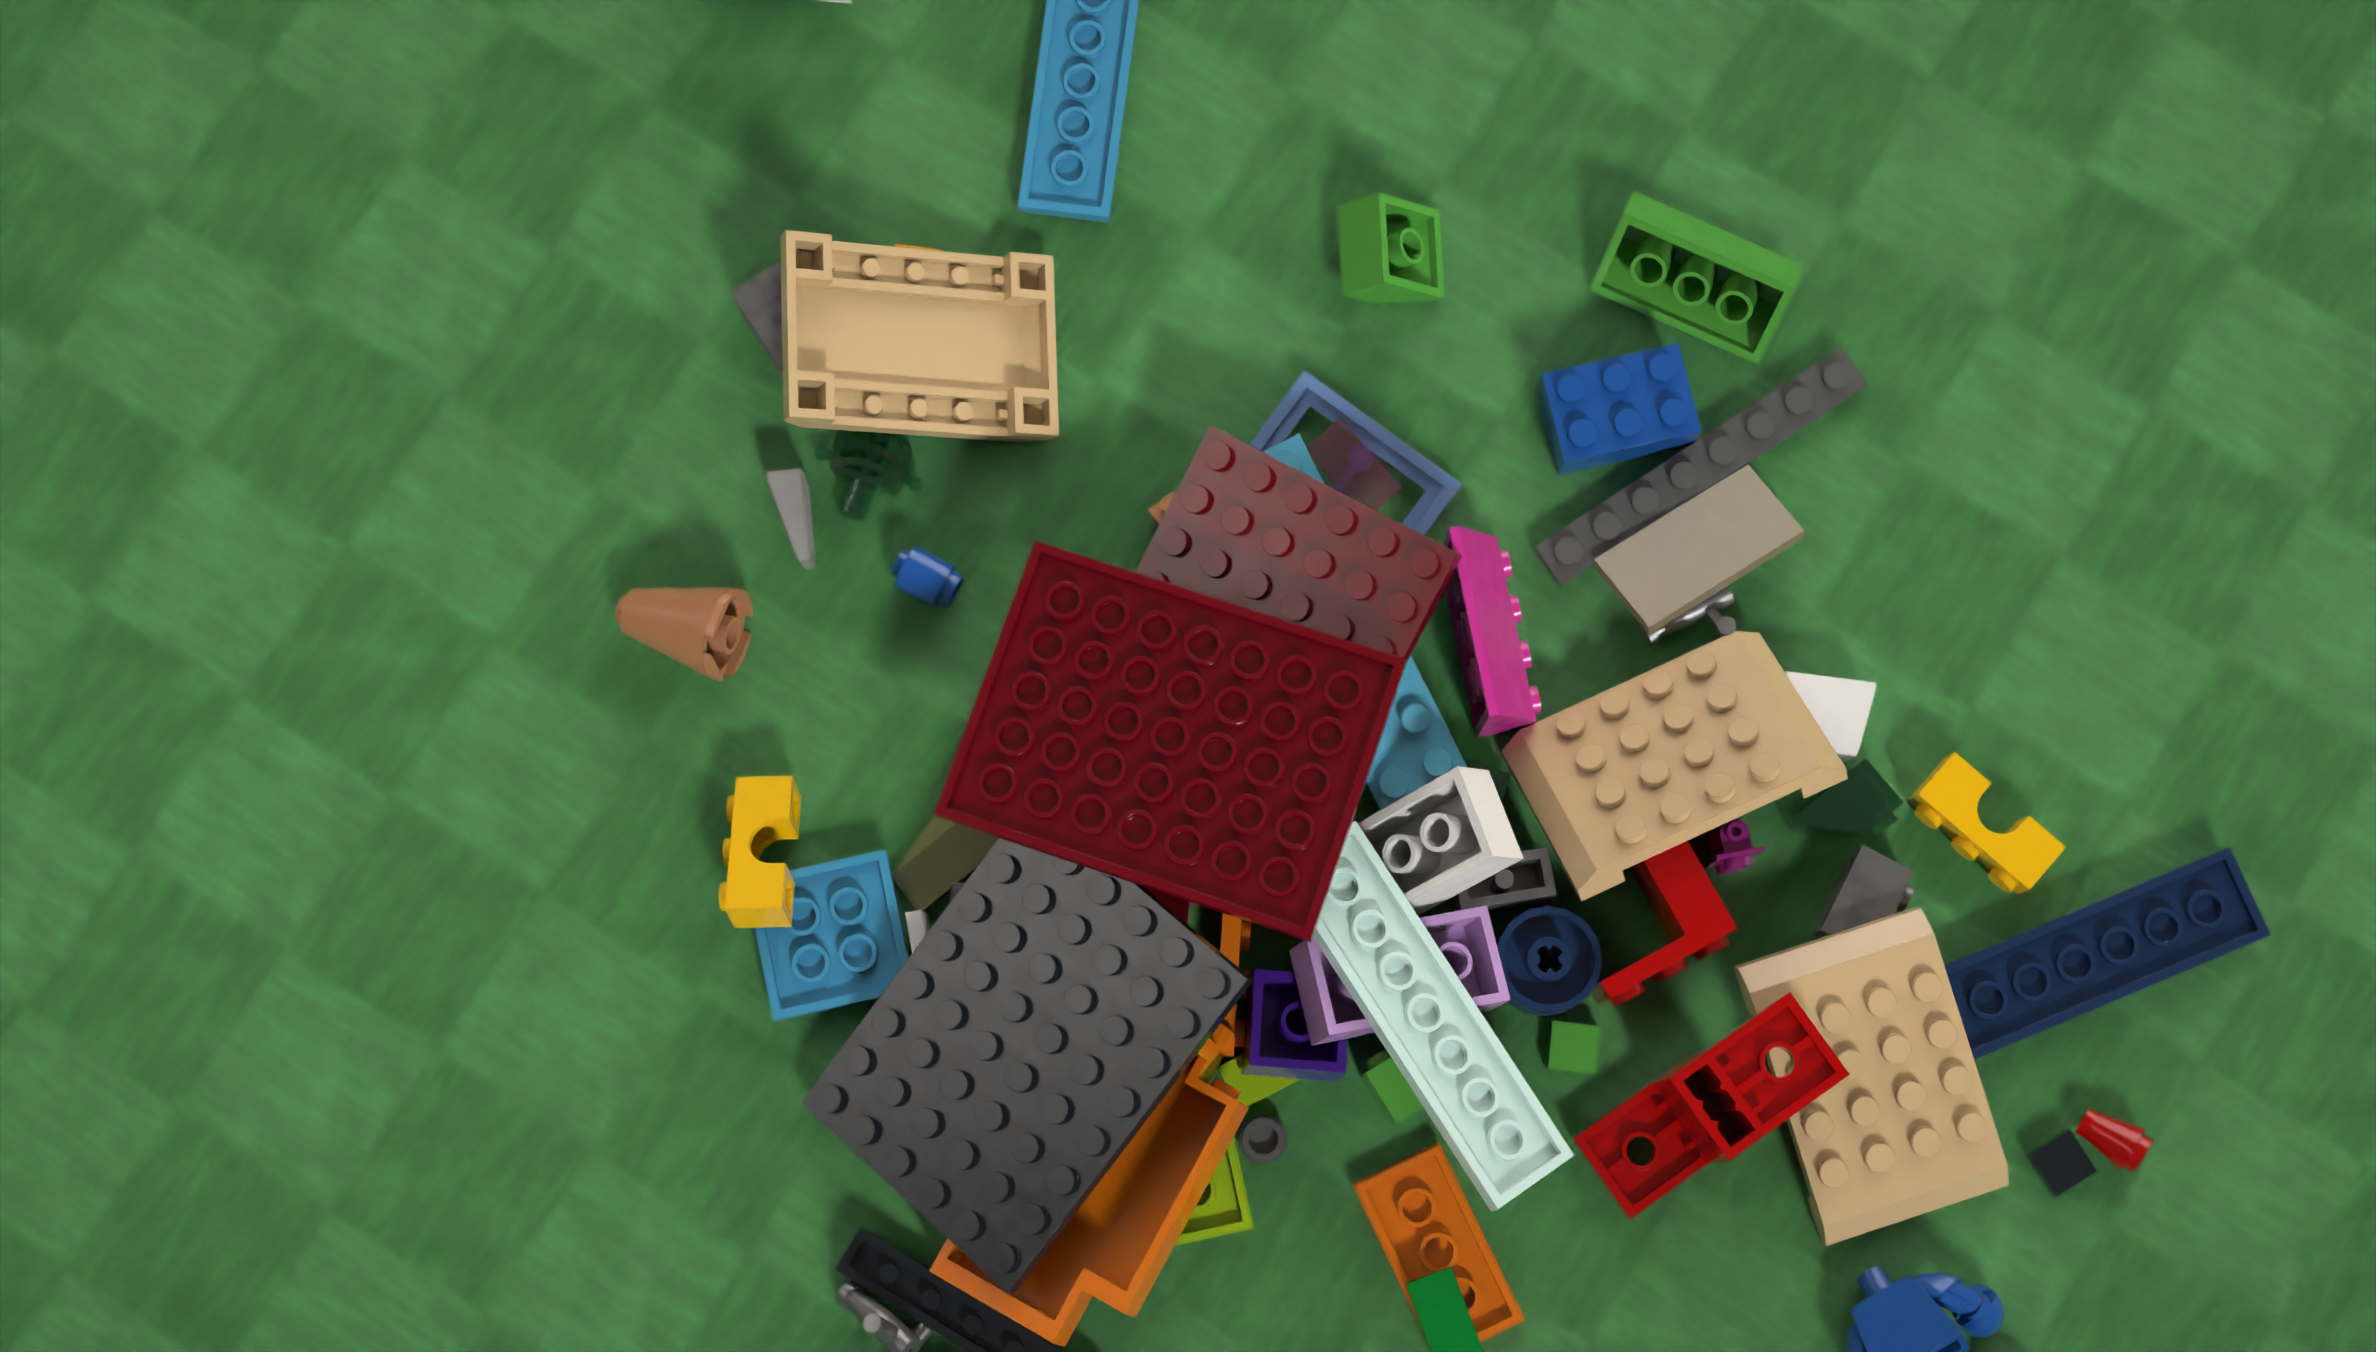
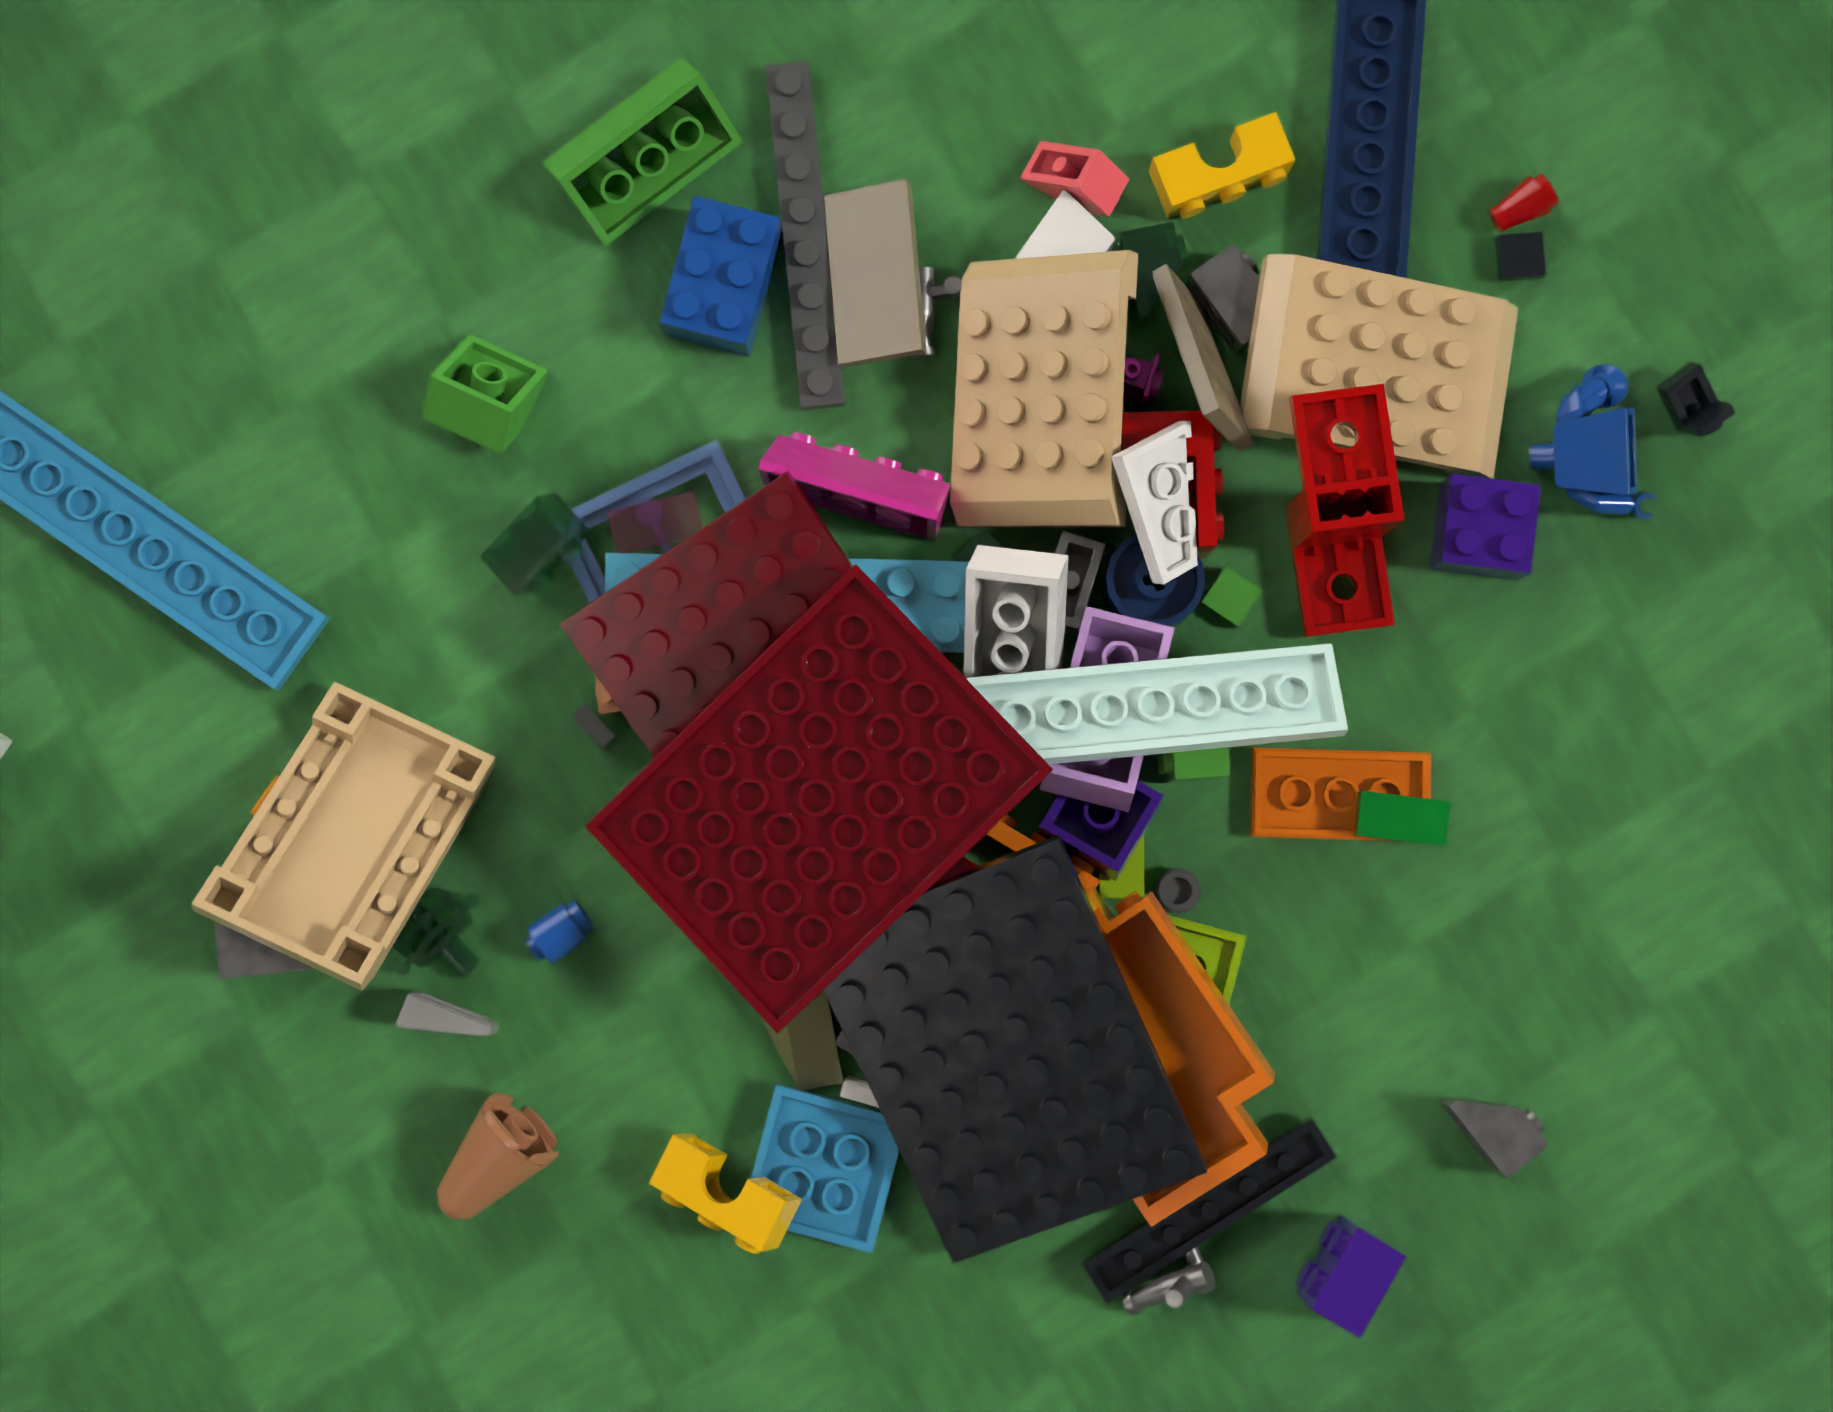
camera: 65 degrees left, 5 degrees up
(1132, 511) = (594, 728): none -> dark grey tile
(1274, 370) = (536, 545): none -> clear green brick
(1626, 915) = (1157, 496): none -> white wing
(1773, 1260) = (1485, 527): none -> dark purple brick
(1783, 895) = (1202, 359): none -> dark tan tile
(1901, 692) = (1079, 171): none -> coral slope

